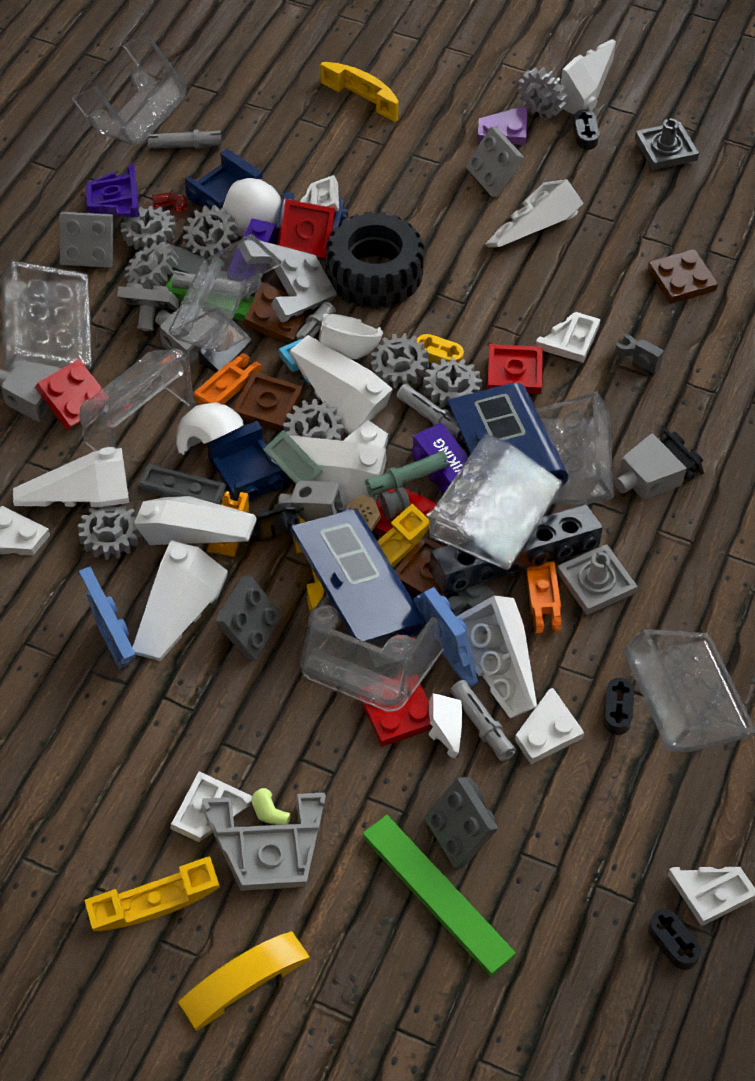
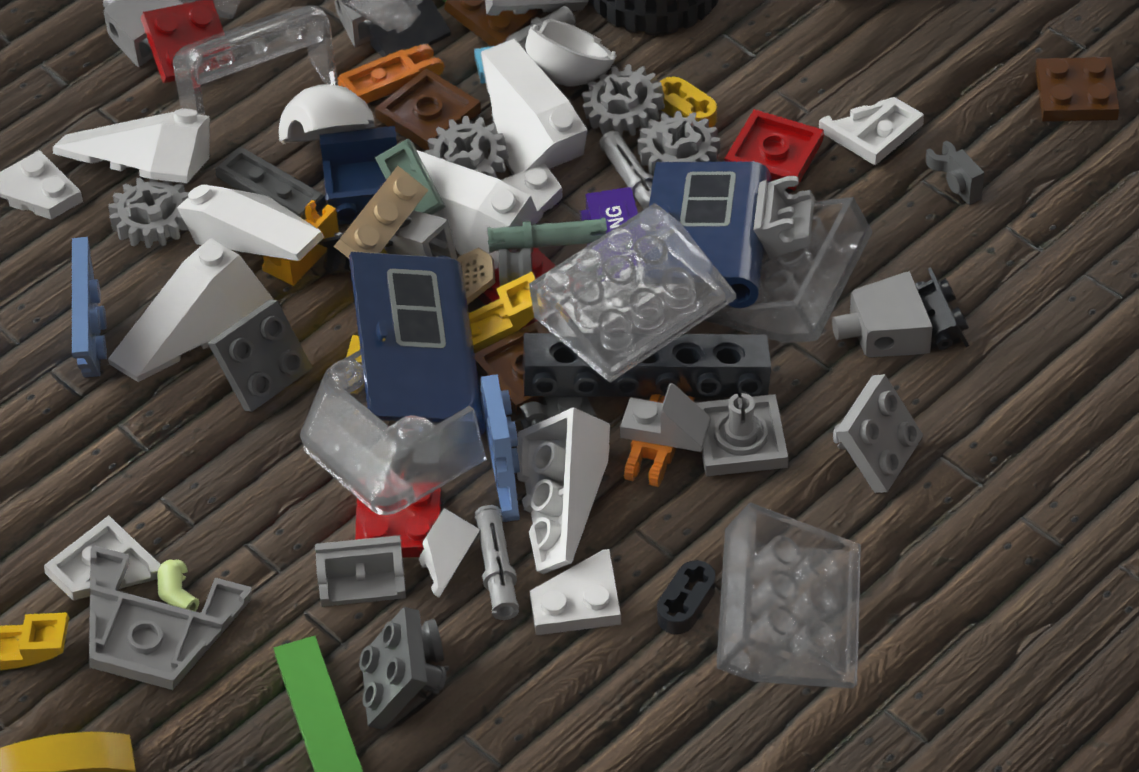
camera: 25 degrees right, 5 degrees down
(294, 492) = (382, 214): none -> tan plate
(394, 756) = (360, 570): none -> light grey hinge
(555, 586) = (673, 423): none -> light grey slope
(556, 417) = (781, 218): none -> light grey hinge
(689, 553) = (878, 433): none -> light grey plate

